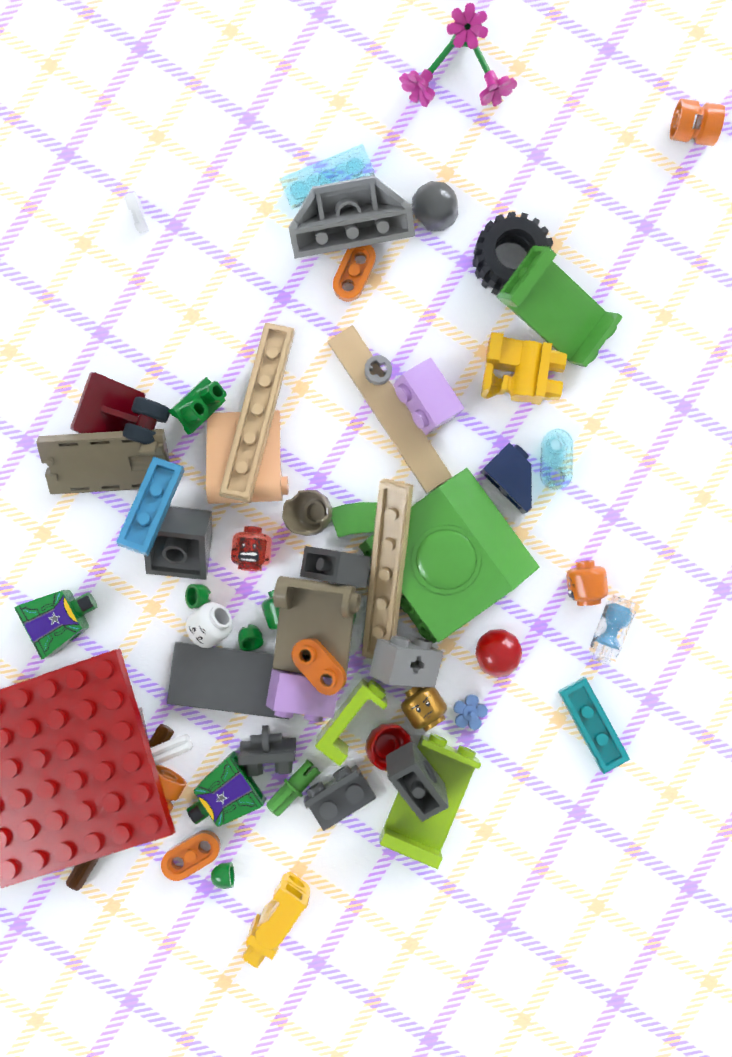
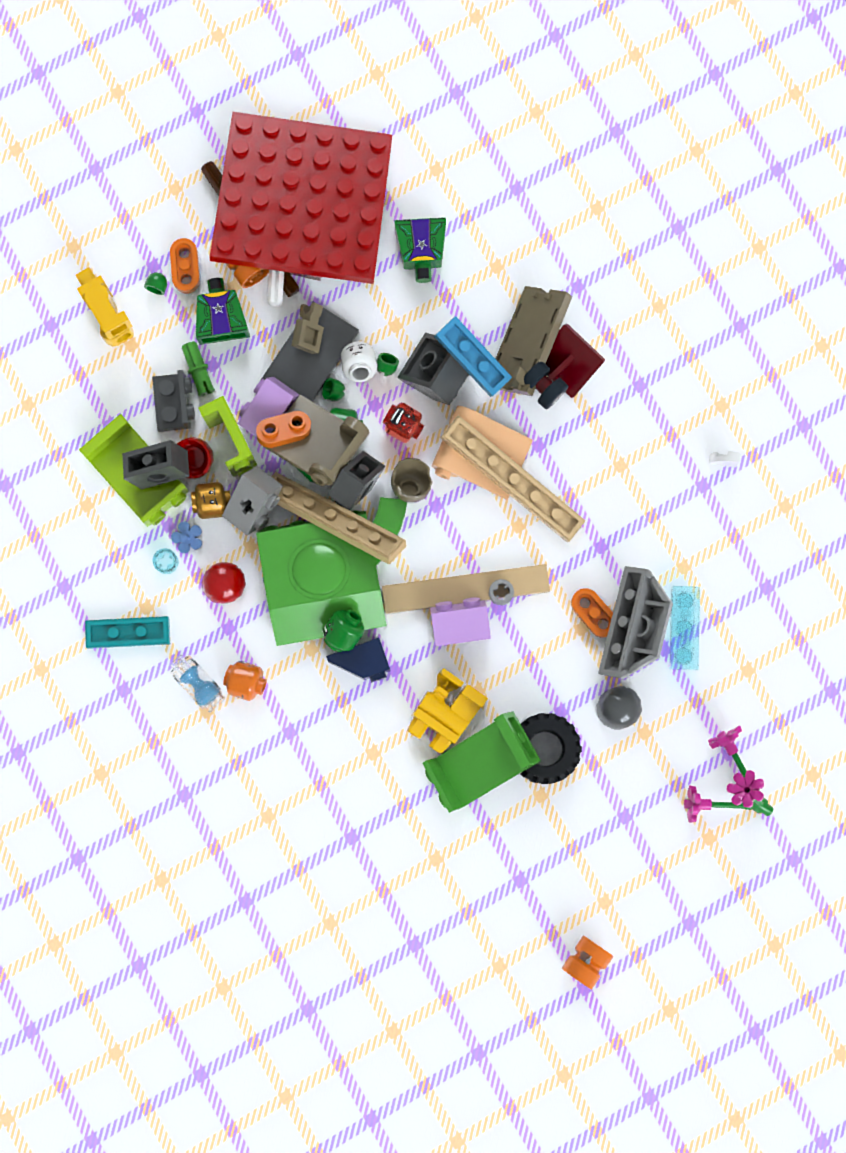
camera: 120 degrees right, 5 degrees down
(198, 404) = (540, 433): green hips -> none
(202, 693) = (307, 331): none -> dark tan plate
(267, 749) = (238, 362): dark grey hips -> none
(497, 505) = (343, 630): none -> green head
(500, 730) = (160, 554): none -> clear light blue bush
(556, 459) = (358, 705): clear light blue plate -> none

